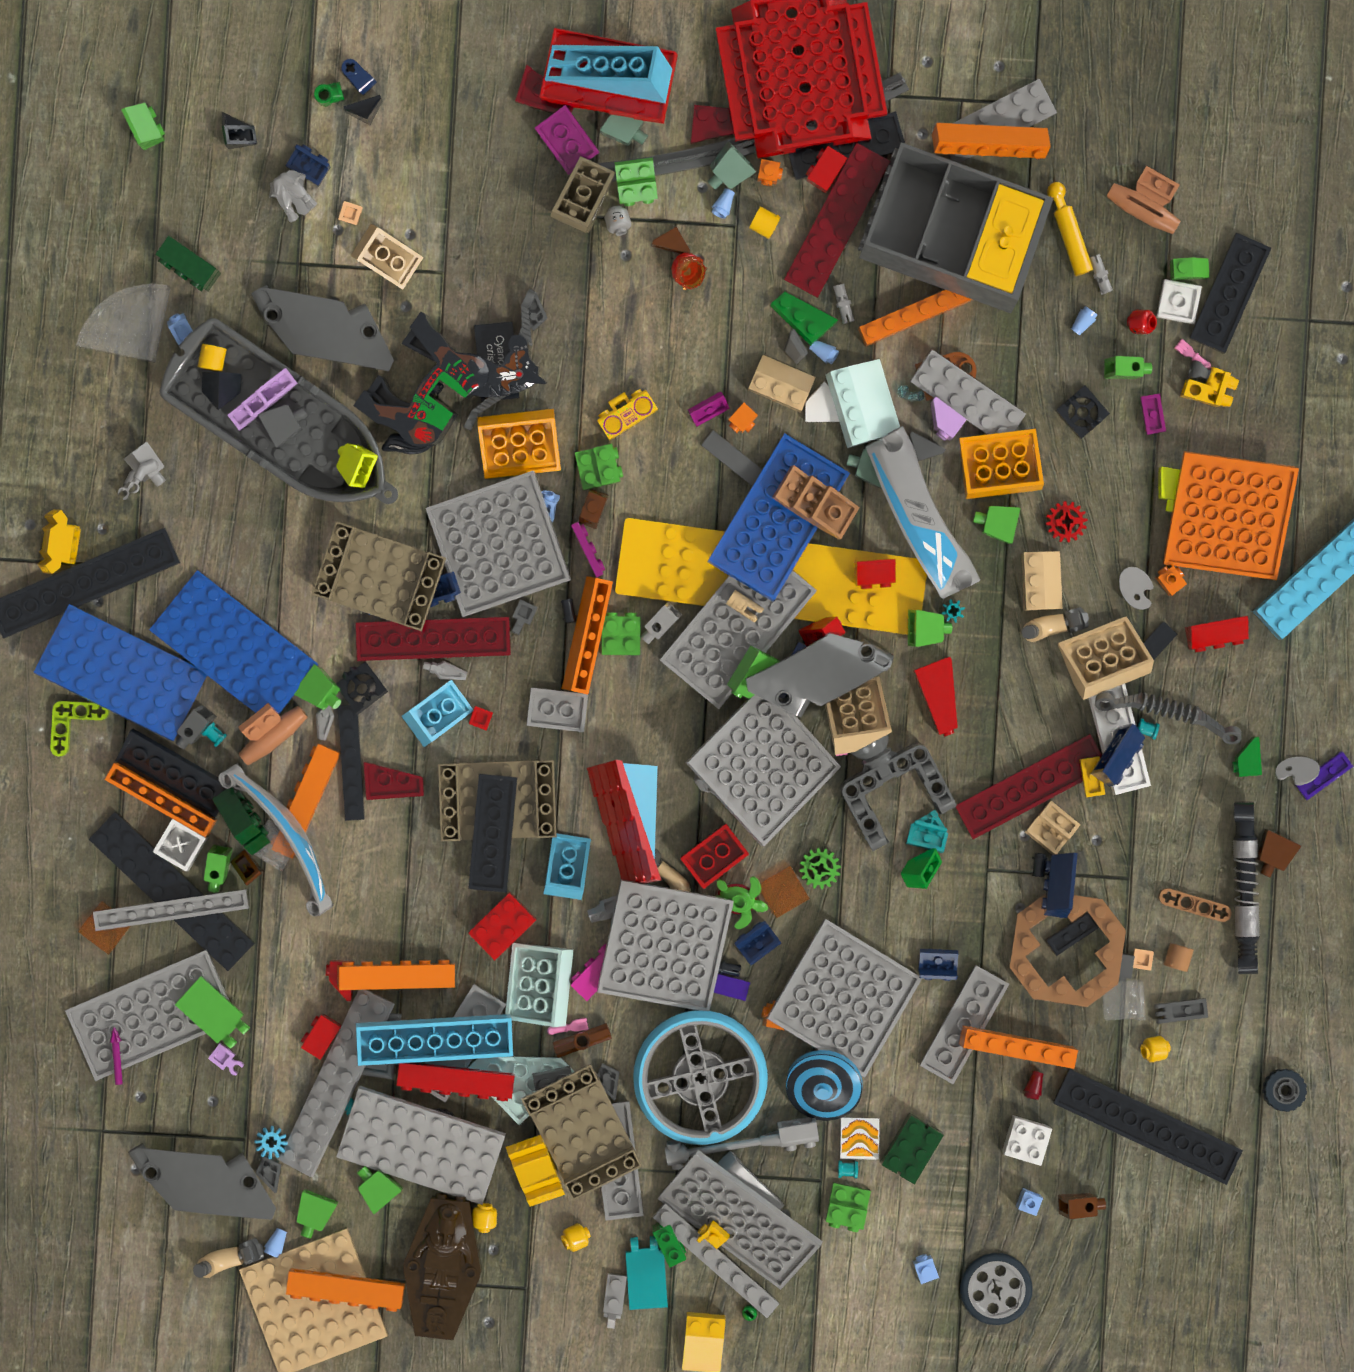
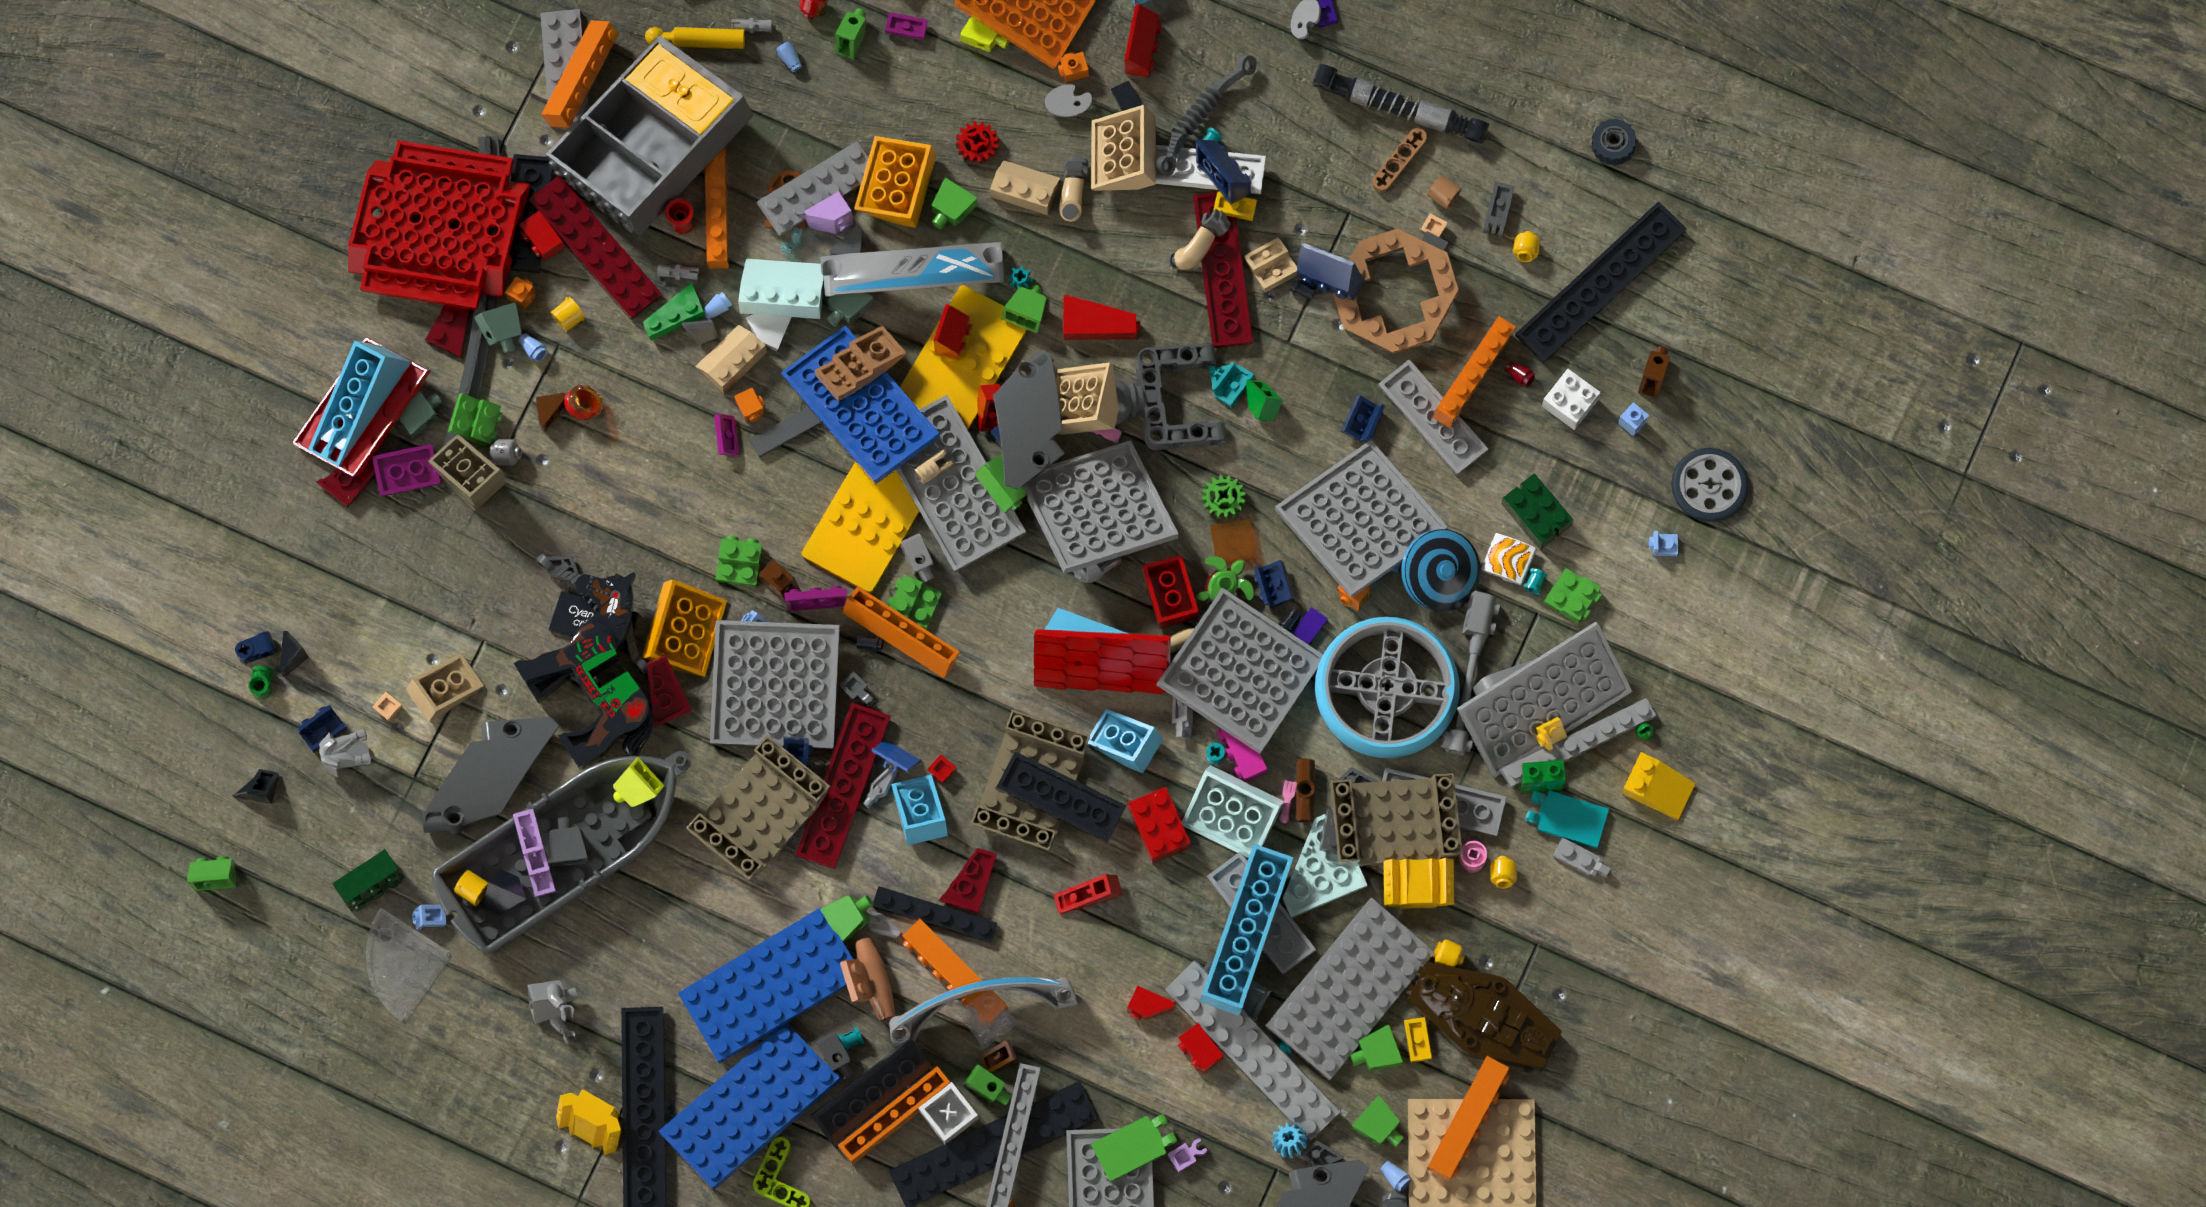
camera: 70 degrees left, 15 degrees down
(242, 820) = (947, 1036): dark green piece -> none
(369, 697) = (846, 864): black piece -> none
(395, 975) = (1167, 946): orange brick -> none
(400, 1218) = (1417, 1039): none -> yellow plate
(418, 888) = (1088, 893): none -> red slope
(454, 452) = (665, 691): none -> dark red wing
(457, 1080) = (1296, 927): red brick -> none
(475, 675) = (896, 756): none -> blue piece
(557, 709) = (963, 691): light grey plate -> none
(578, 1209) = (1473, 857): none -> bright pink wheel
(587, 955) = (1215, 747): none -> teal bush
(620, 420) = (698, 504): yellow piece -> none
(895, 279) = (679, 214): none -> red plant
(1034, 757) = (1195, 251): none -> tan piece
(1063, 410) = (885, 72): black piece -> none
(1072, 933) = (1383, 284): black tile -> none
(1125, 1001) = (1469, 256): clear bracket -> none
(1248, 759) = (1276, 58): green slope -> none
(1275, 852) = (1377, 66): reddish brown torso -> none

